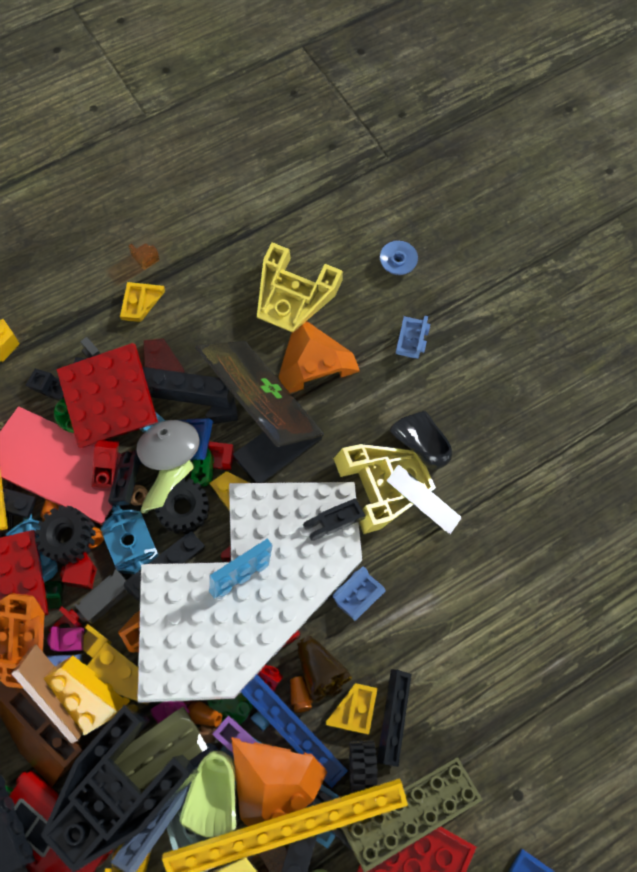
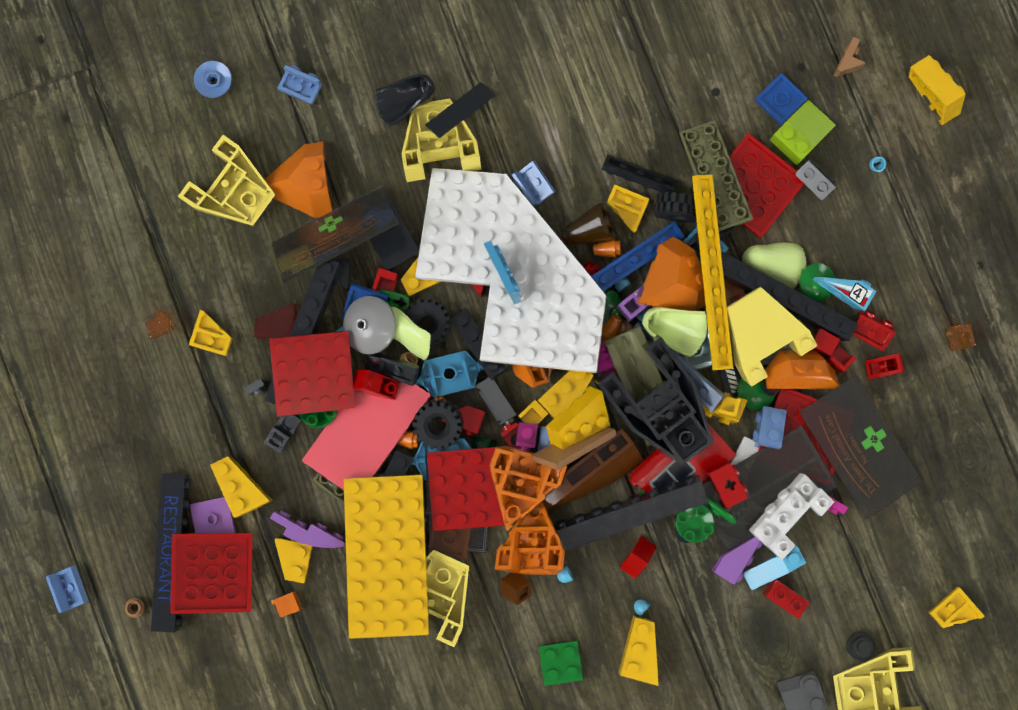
camera: 75 degrees left, 15 degrees up
(335, 519) = (467, 187): black hinge -> none

